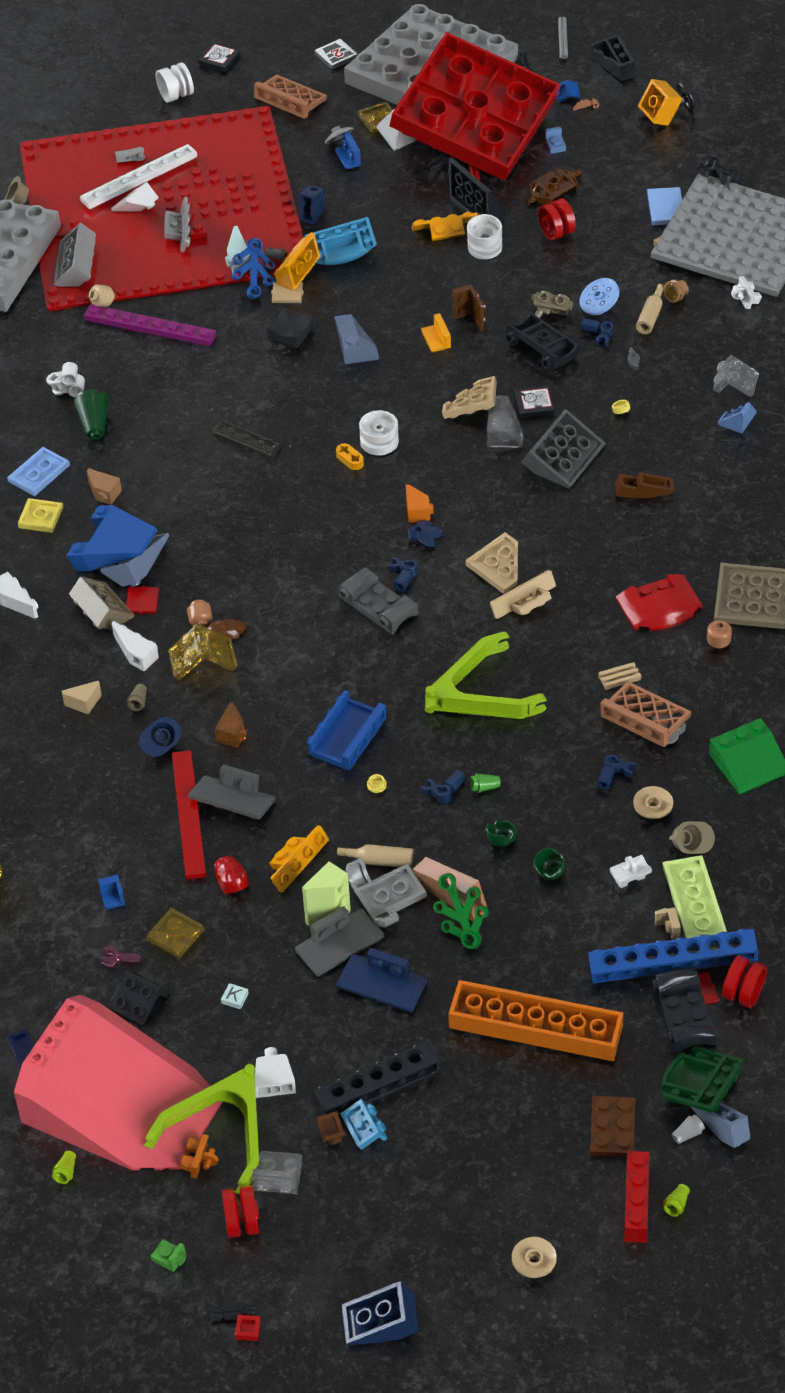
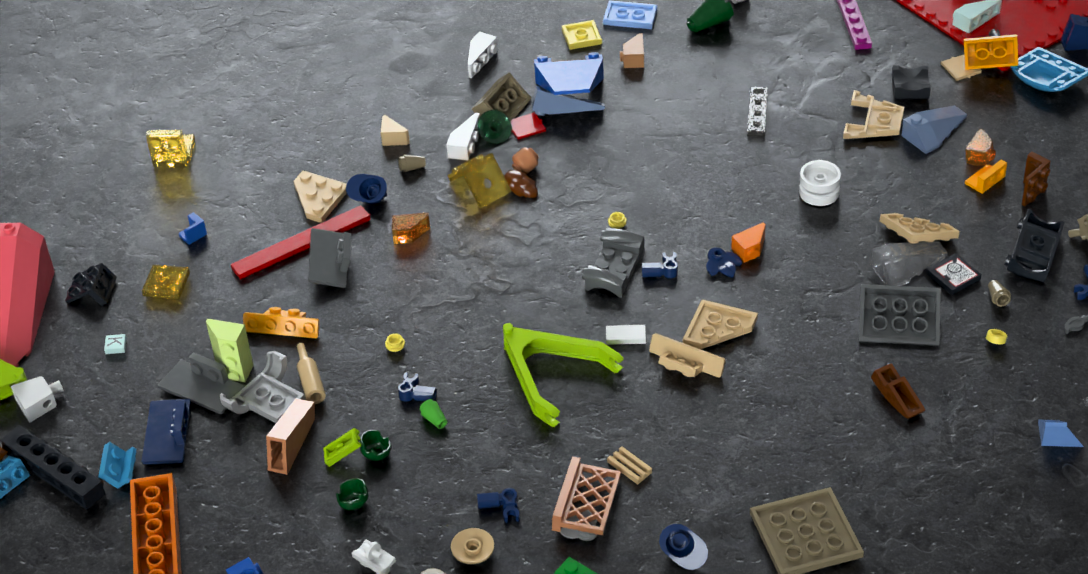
camera: 65 degrees right, 5 degrees down
(117, 956) = (129, 259): clear pink bar -> none
(128, 781) = (318, 194): none -> tan plate
(135, 619) = (499, 121): none -> clear green dish
(230, 875) = (245, 291): red piece -> none
(254, 266) = (961, 28): blue plant -> none
(318, 363) = (882, 118): none -> tan wing
(324, 580) = (617, 220): none -> light yellow plate
(345, 731) = (445, 300): blue panel -> none
(351, 454) = (780, 178): light orange beam -> none
(406, 322) = (980, 149): none -> clear orange slope
(410, 1025) = (117, 465): none -> dark azure bracket
(461, 913) = (261, 440): green plant -> none
(468, 625) = (625, 334): none -> white tile
(497, 856) = (341, 447): none -> lime tile
(575, 385) = (999, 293): none -> dark tan cone
(660, 603) = (749, 463): red slope -> none
(719, 634) = (727, 519): nougat head -> none
(730, 670) = (683, 546): none -> dark blue piece

